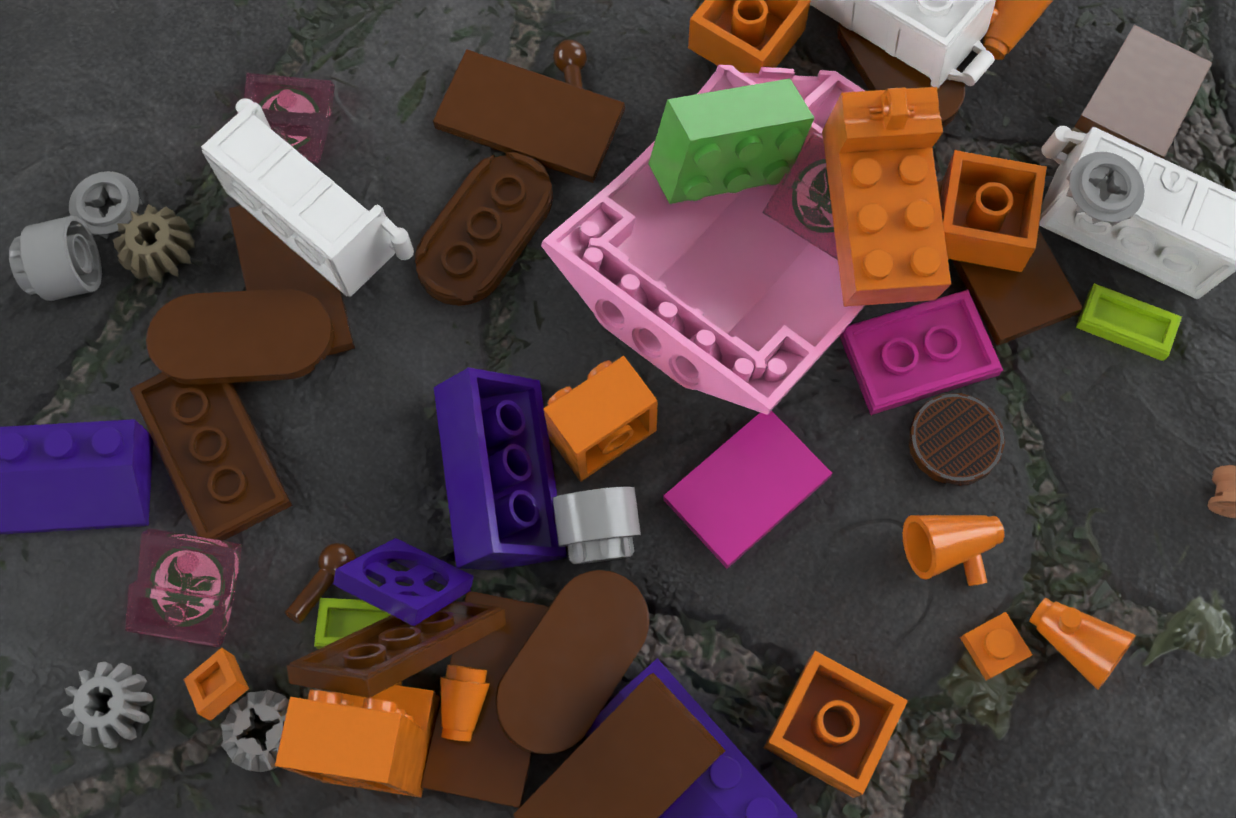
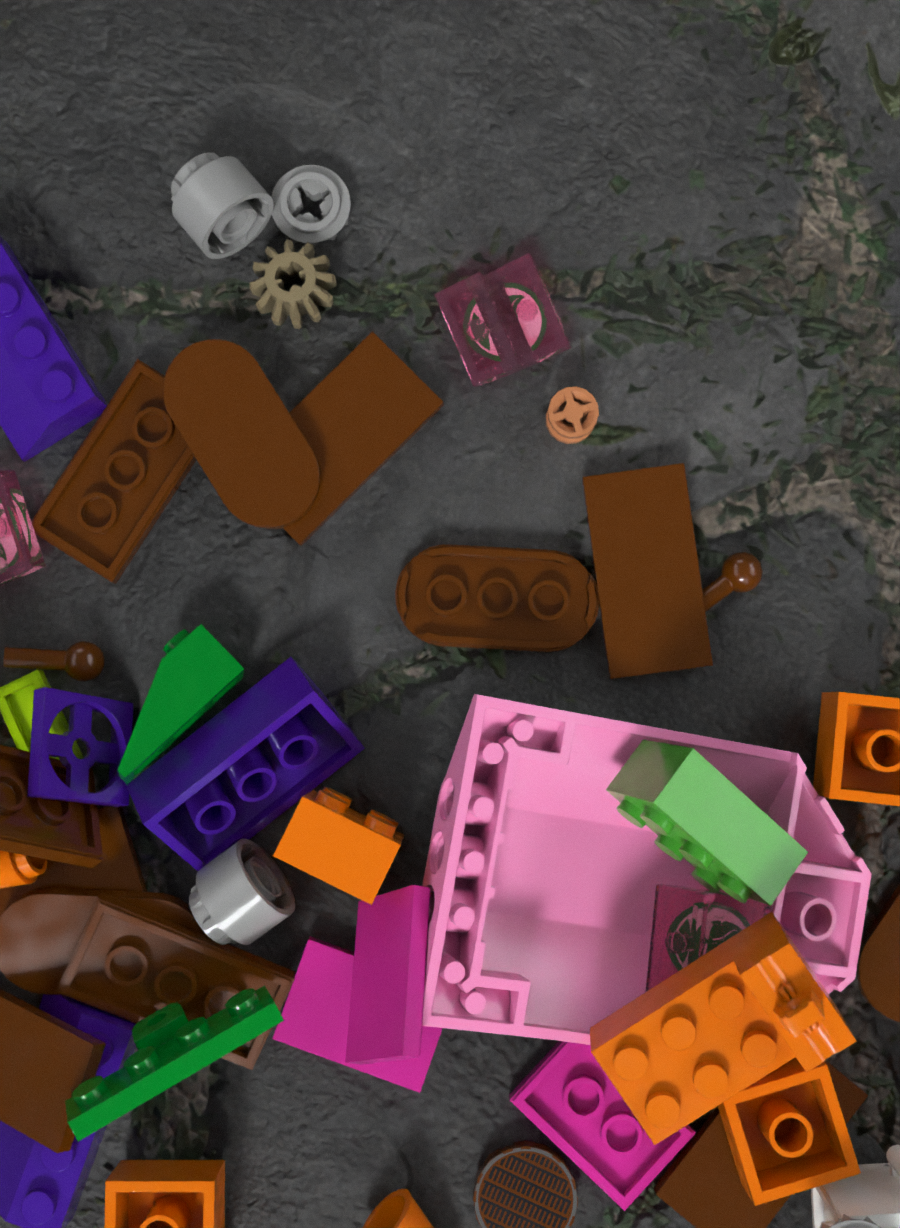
camera: 60 degrees right, 15 degrees up
(302, 202) = (403, 408): white container -> none
(378, 95) = (574, 406): none -> nougat wheel
(408, 483) = (184, 688): none -> green slope
(637, 614) = (142, 962): none -> reddish brown tile
(687, 620) = (168, 1053): none -> green plate
(723, 428) = (389, 977): none -> dark pink tile

